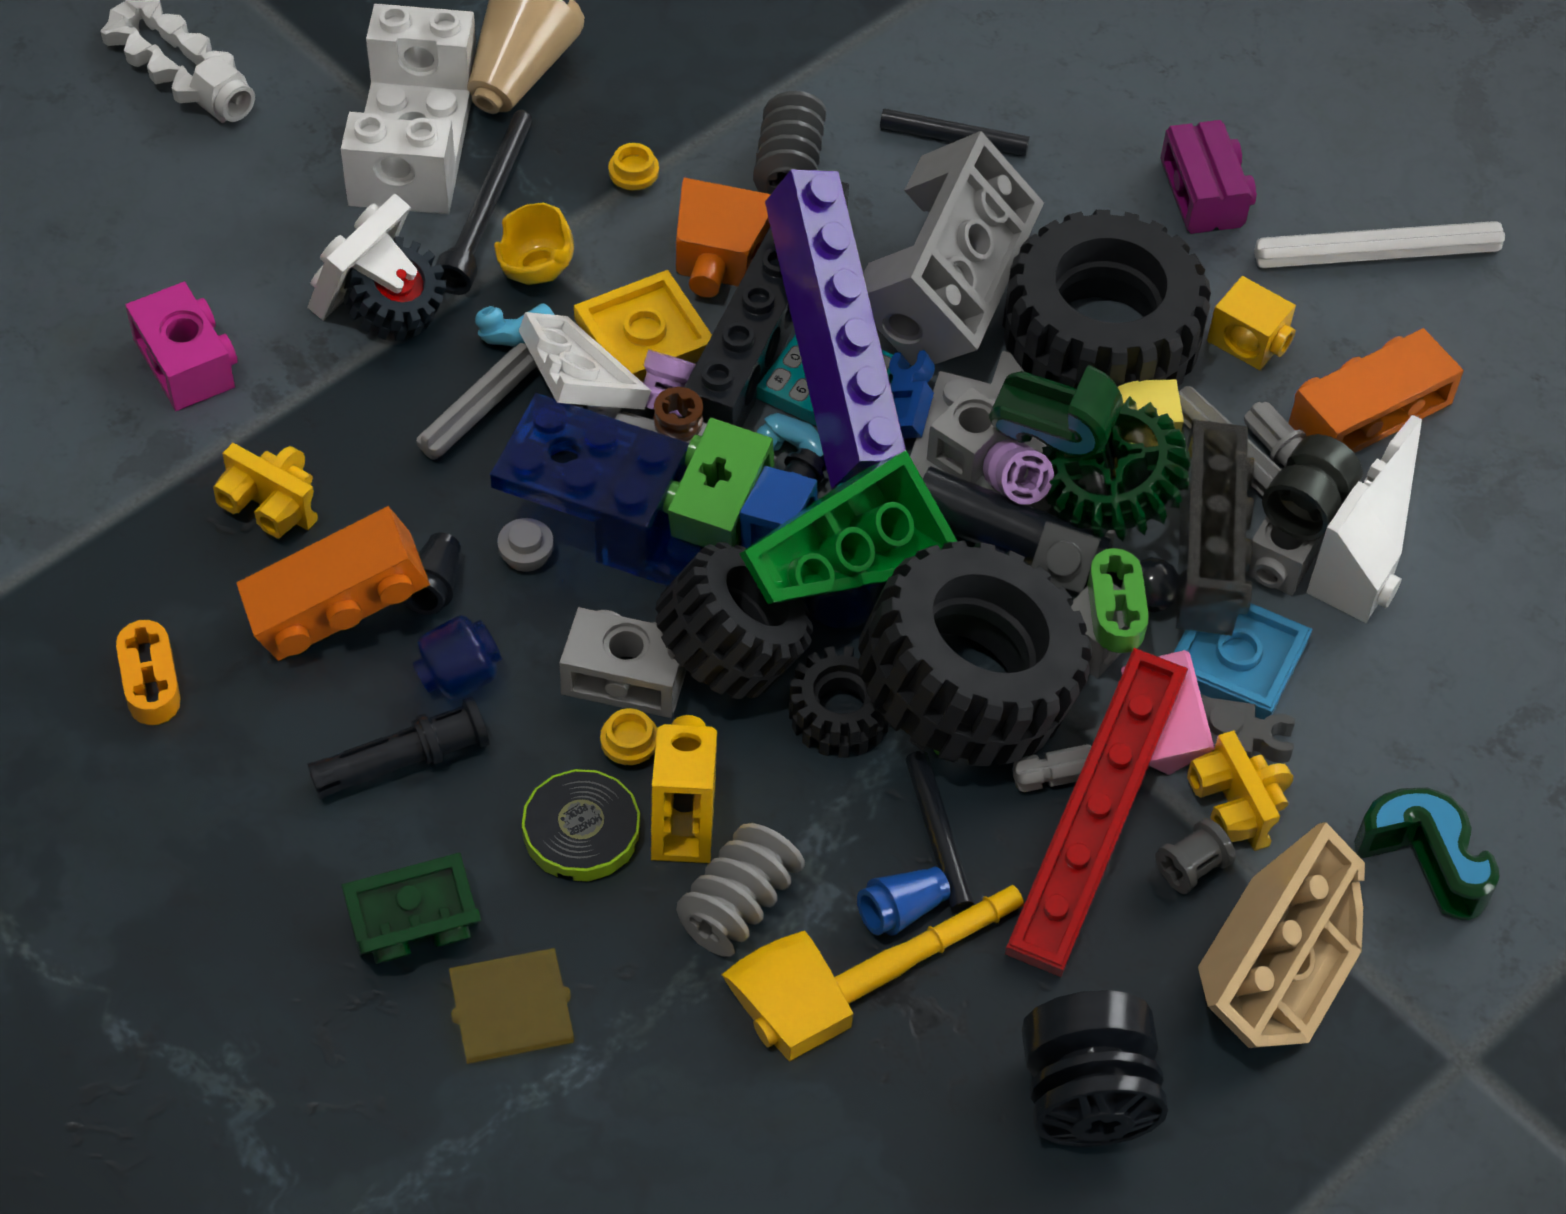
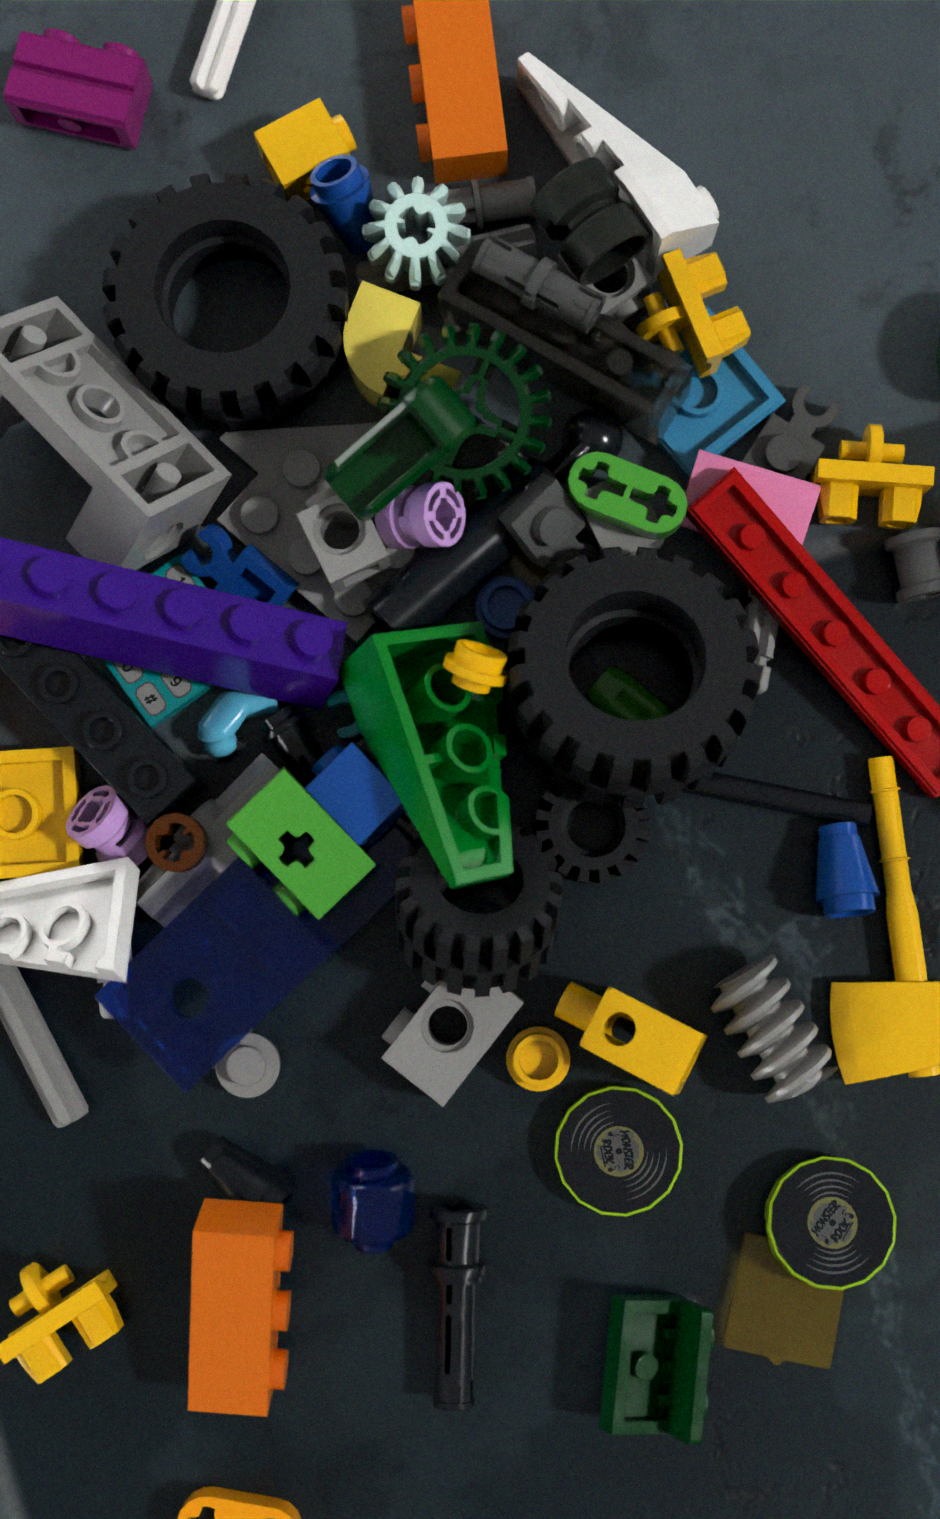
camera: 55 degrees left, 30 degrees up
(596, 1002) = (830, 1223): none -> black tile
(920, 528) = (476, 666): none -> yellow plate
(1229, 355) = (343, 196): none -> blue cone
(1235, 394) = (427, 214): none -> light aqua gear
(1241, 465) = (538, 283): none -> dark grey pin
(1285, 599) = (684, 287): none -> yellow hips

